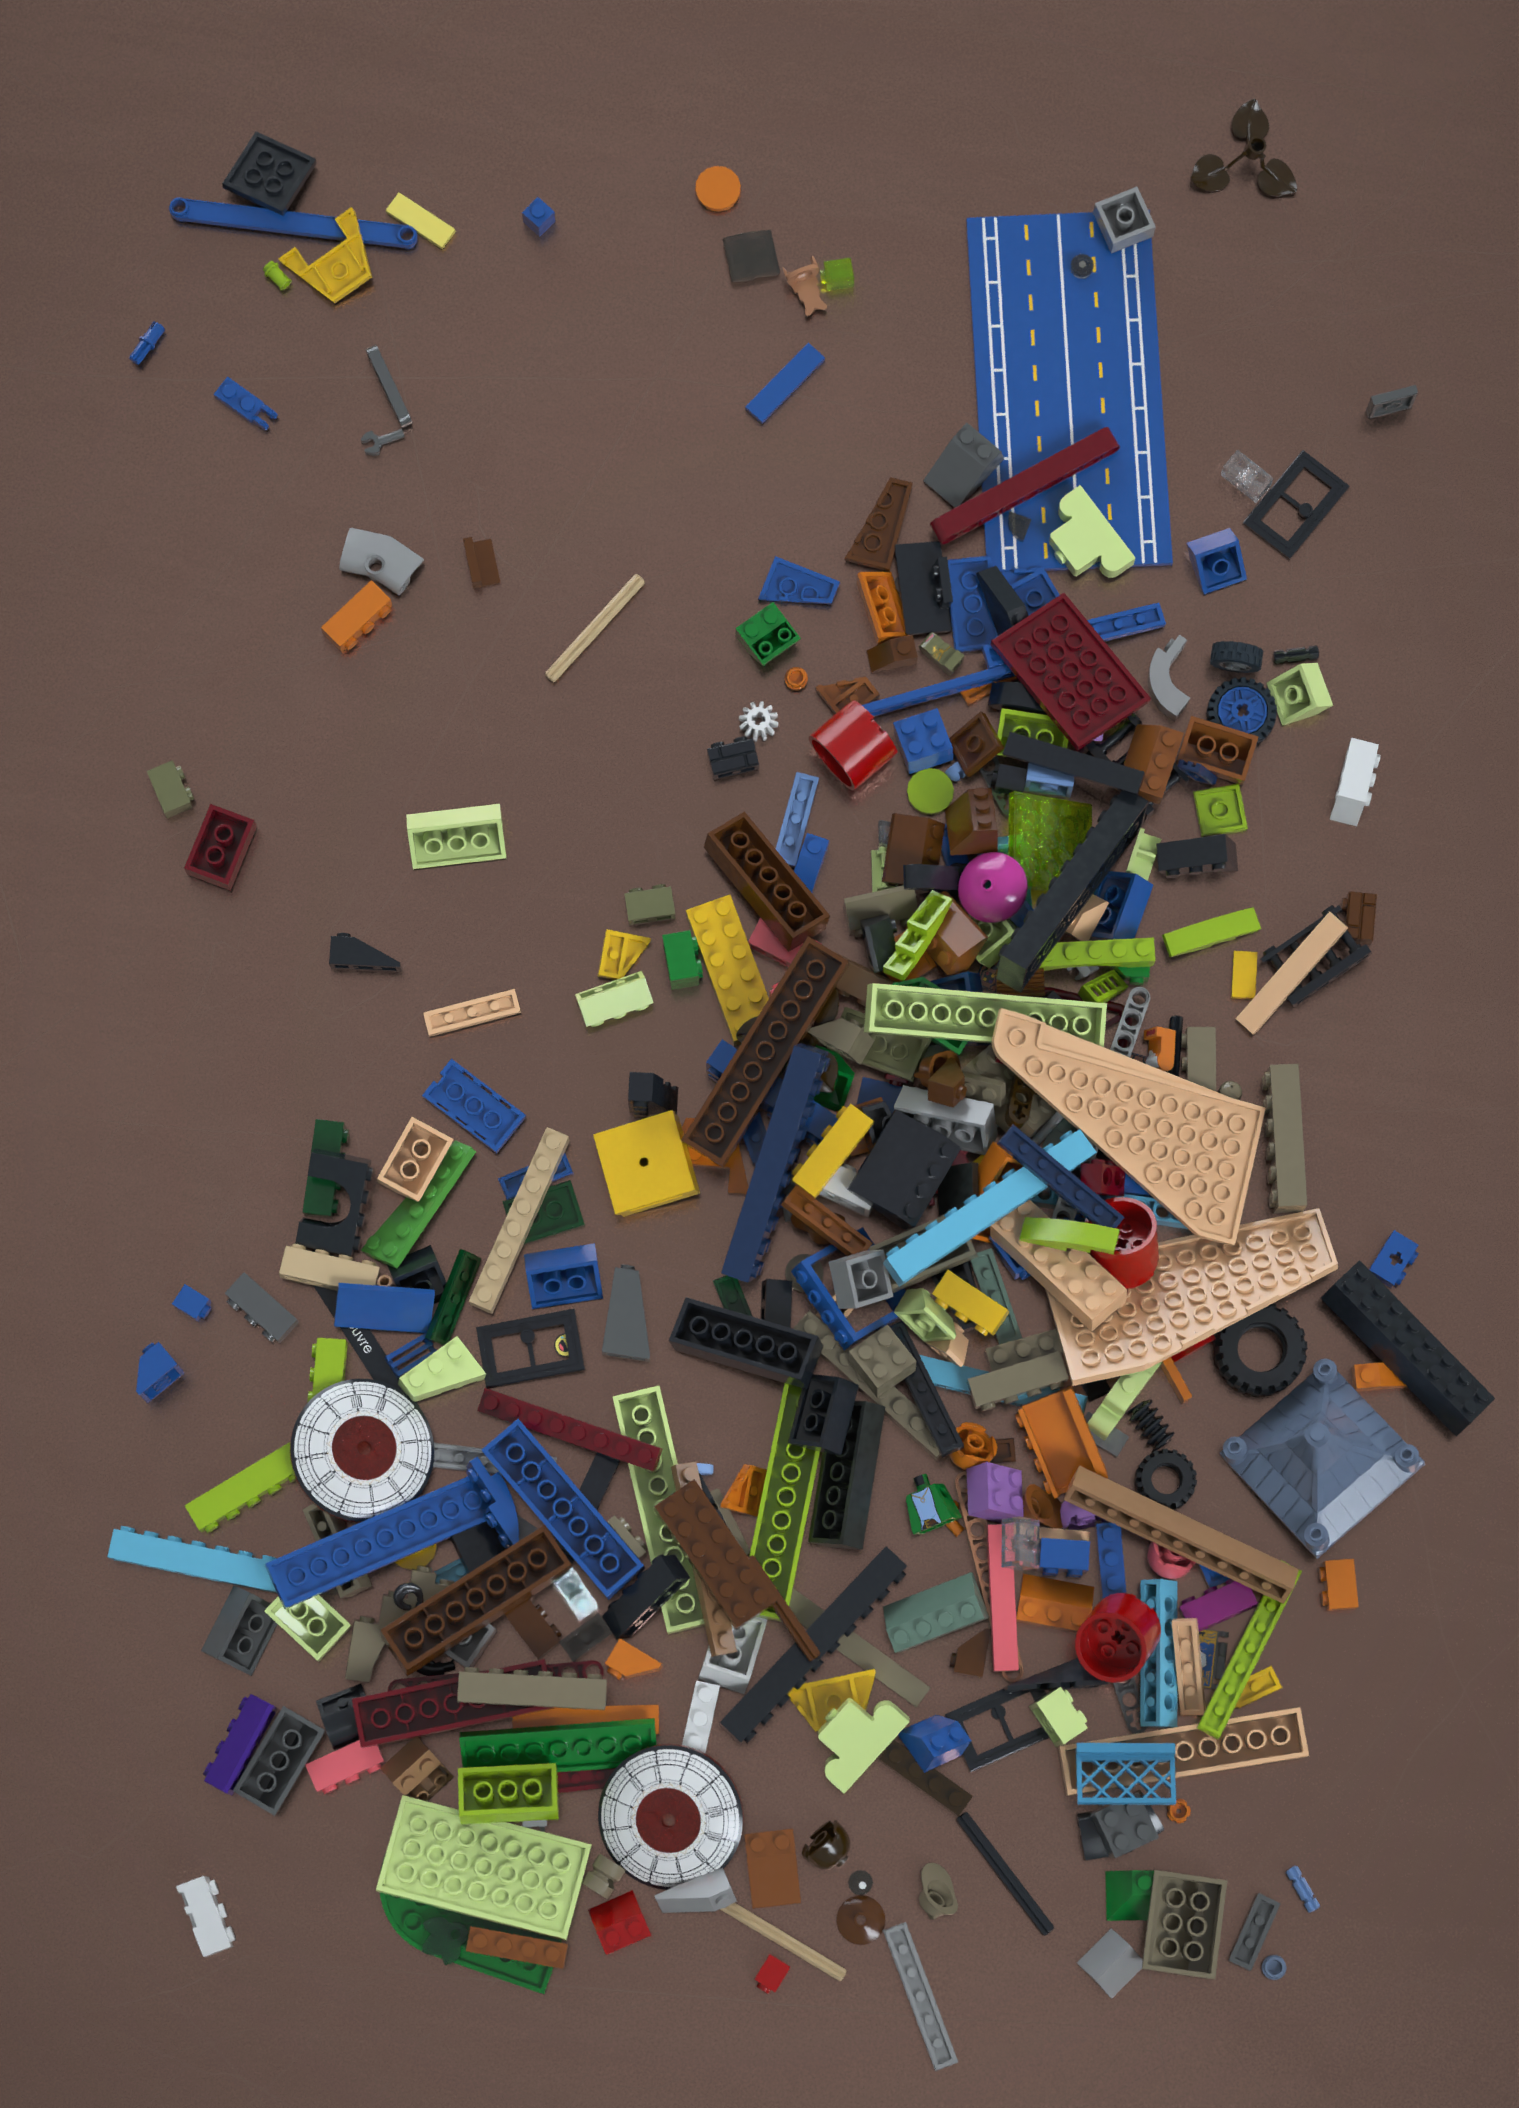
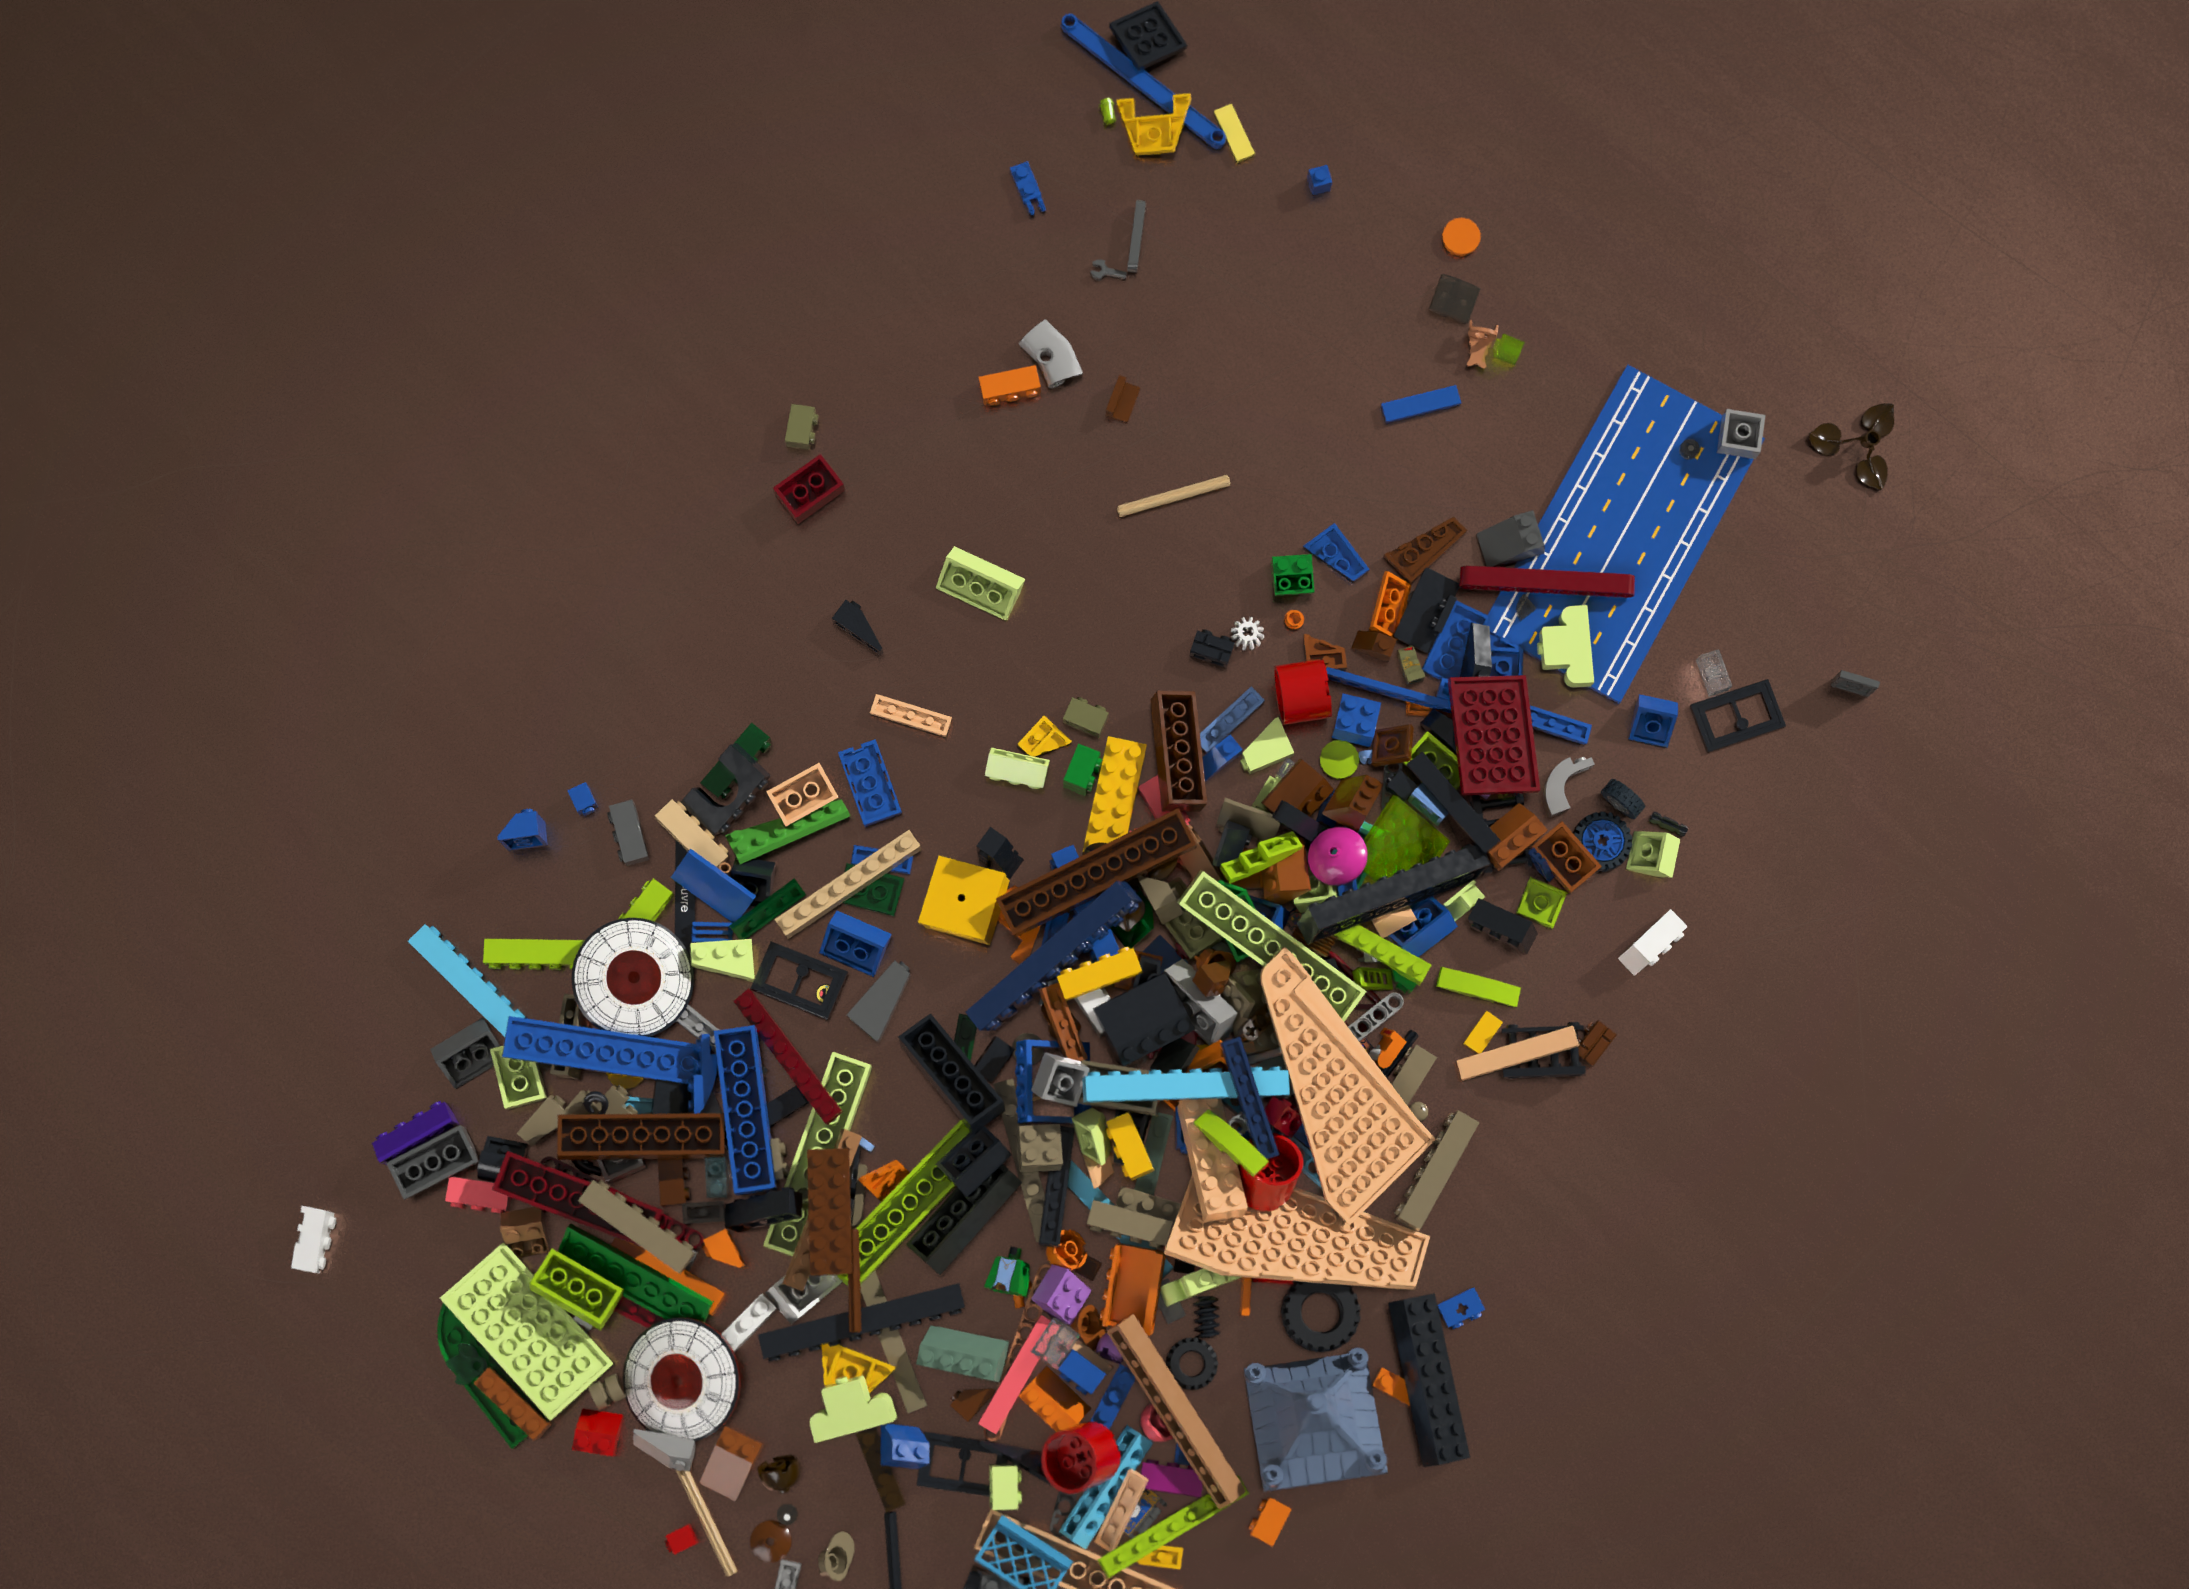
camera: 30 degrees right, 0 degrees up
(147, 342) = (986, 103): blue axle -> none
(853, 824) = (1267, 749): none -> yellowish green slope

